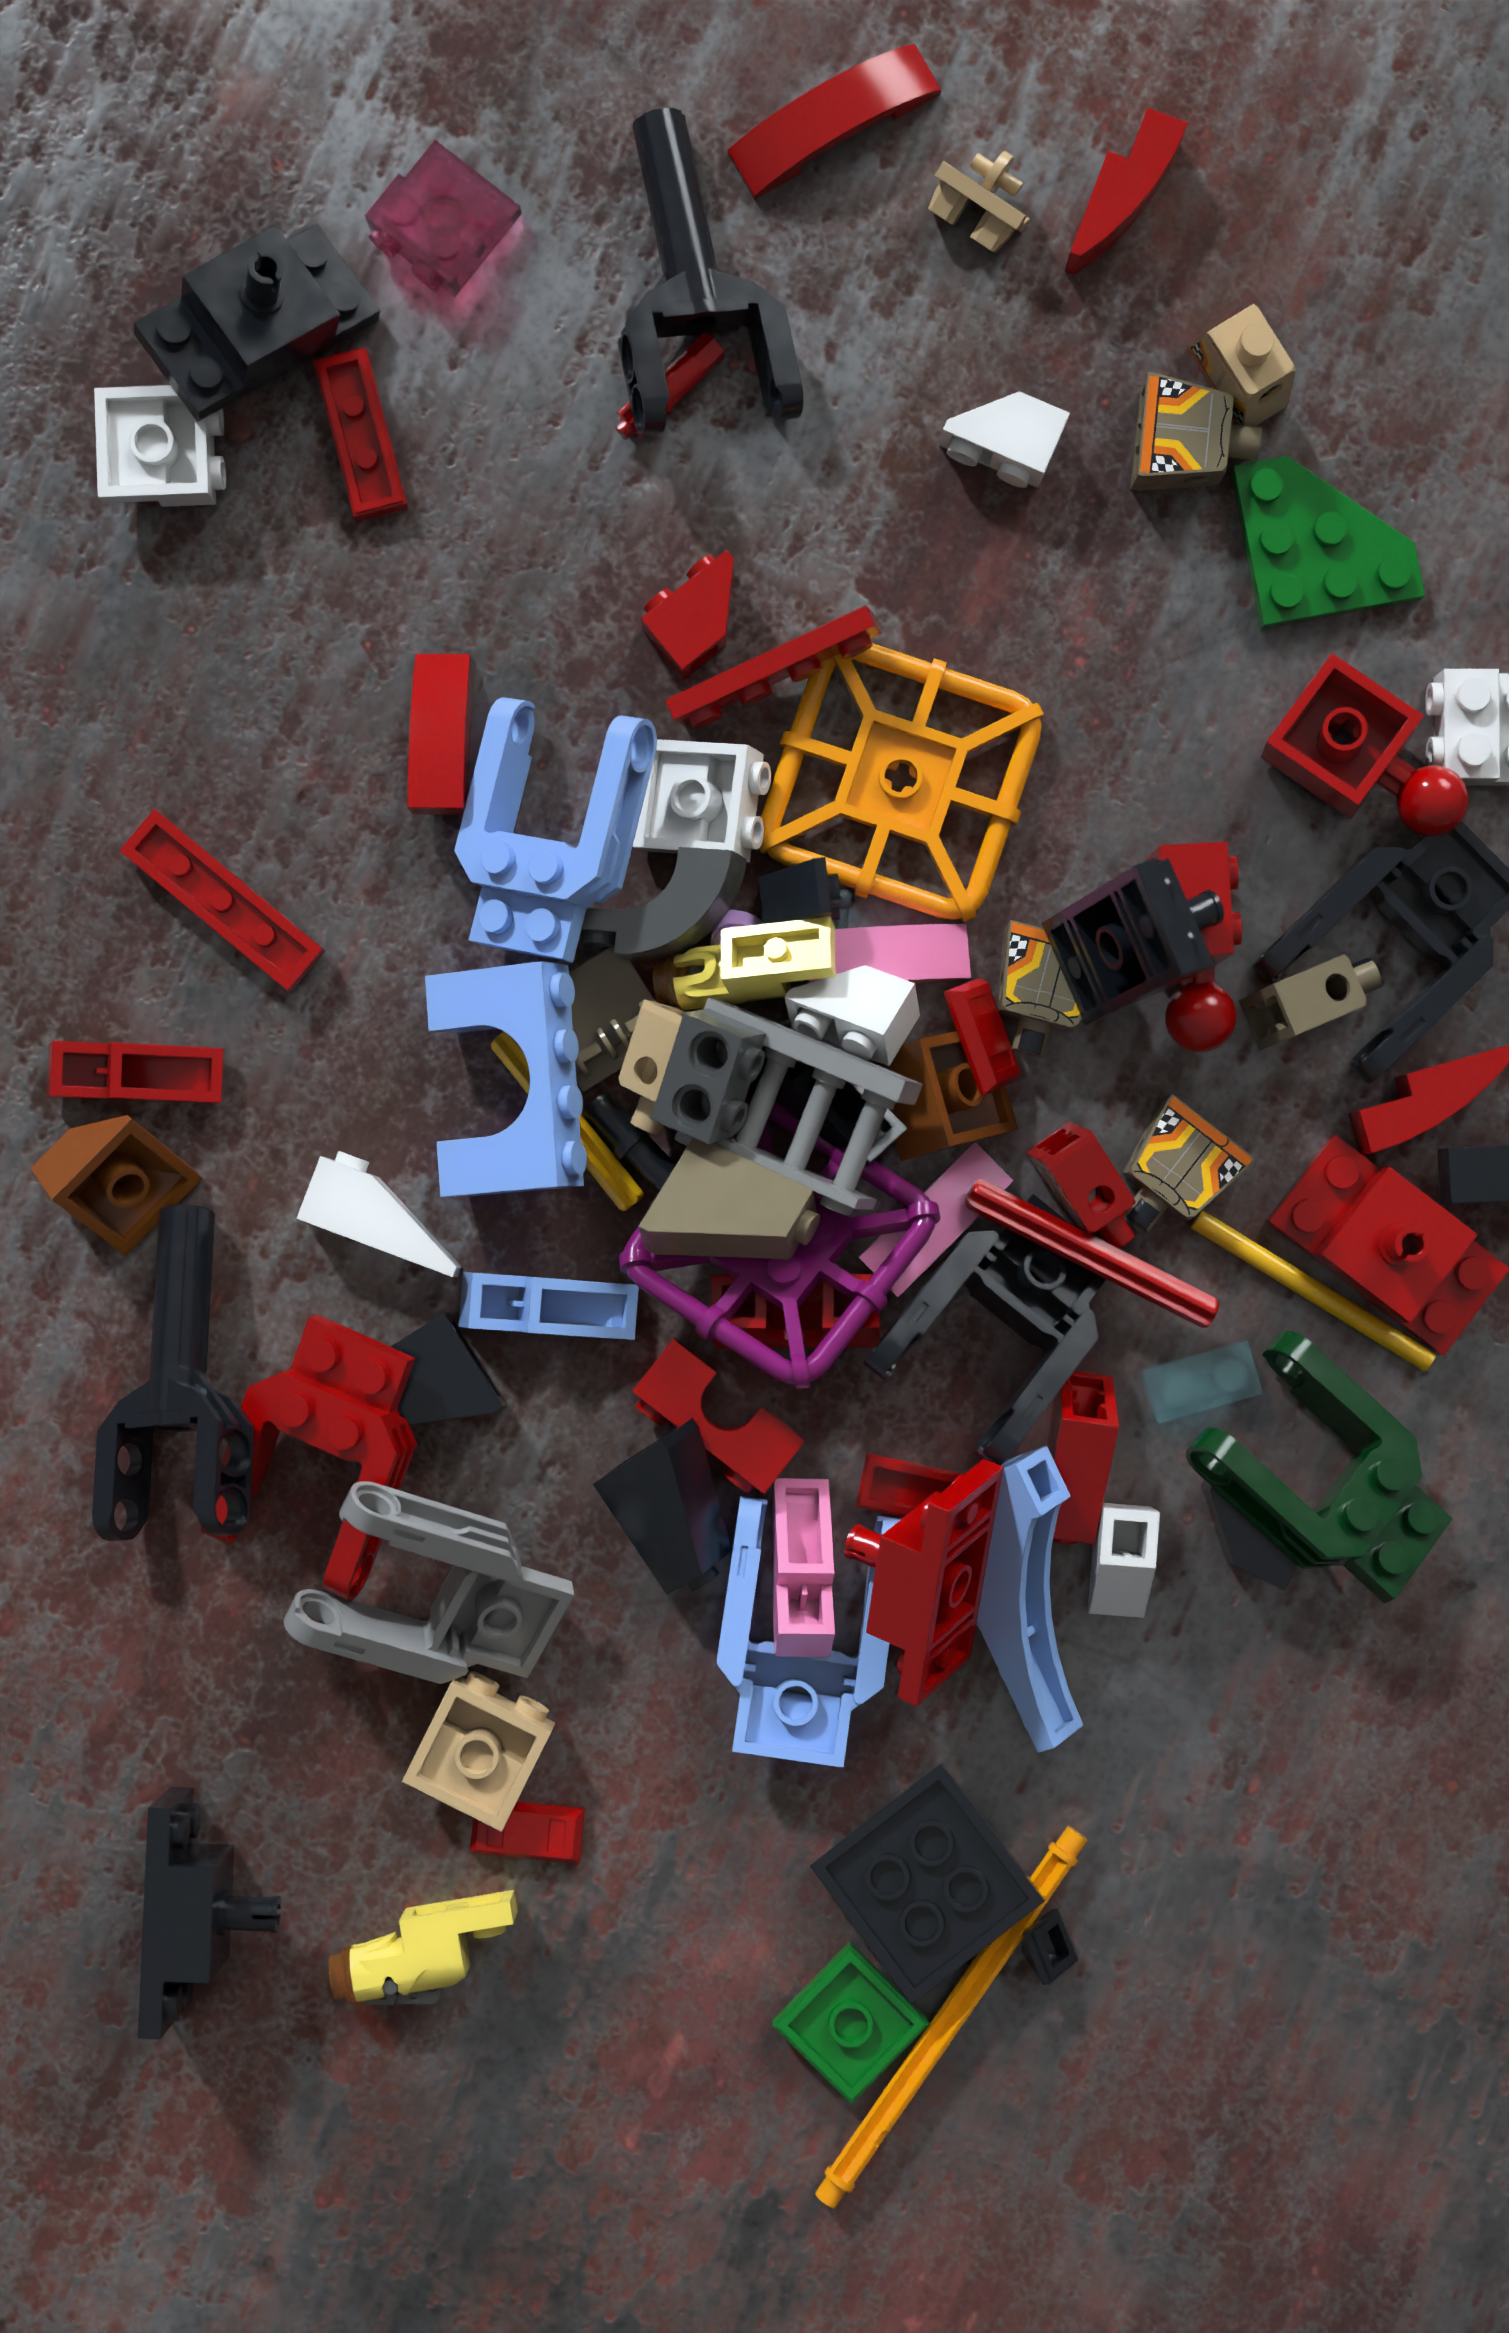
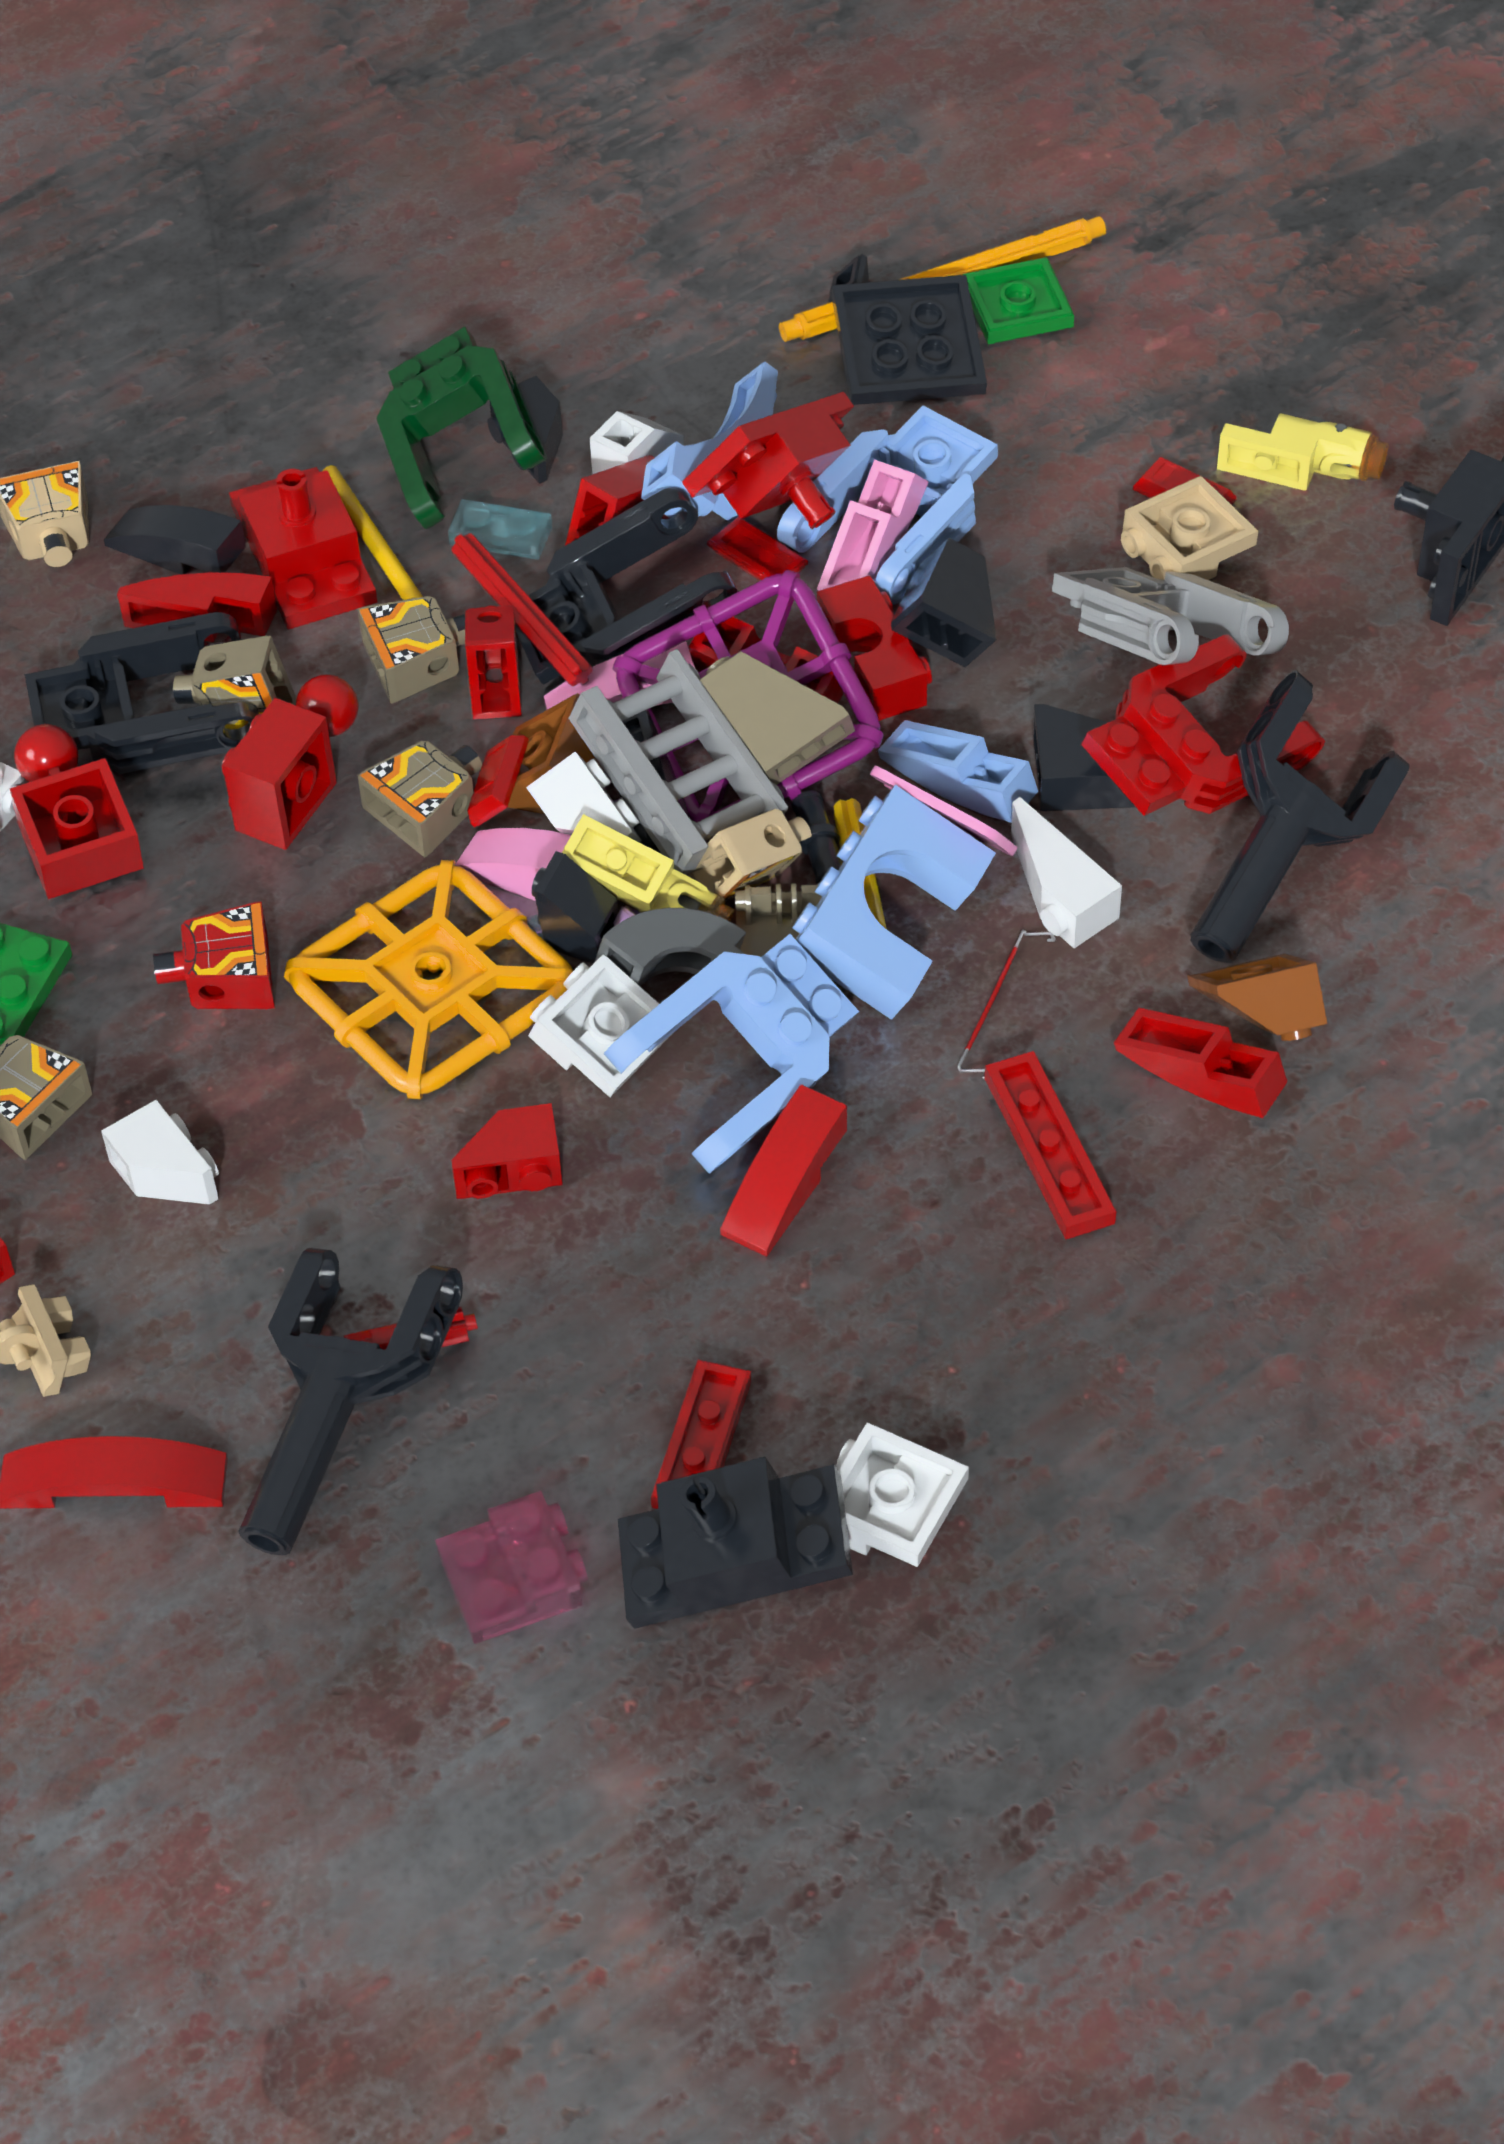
camera: 145 degrees left, 35 degrees down
(370, 1052) = (993, 996): none -> red piece
(516, 1221) = (957, 817): none -> bright pink piece
(697, 1069) = (726, 790): dark grey brick -> none
(793, 659) = (474, 1073): red plate -> none
(1101, 679) = (222, 960): none -> red torso
(1132, 938) = (344, 711): black brick -> none

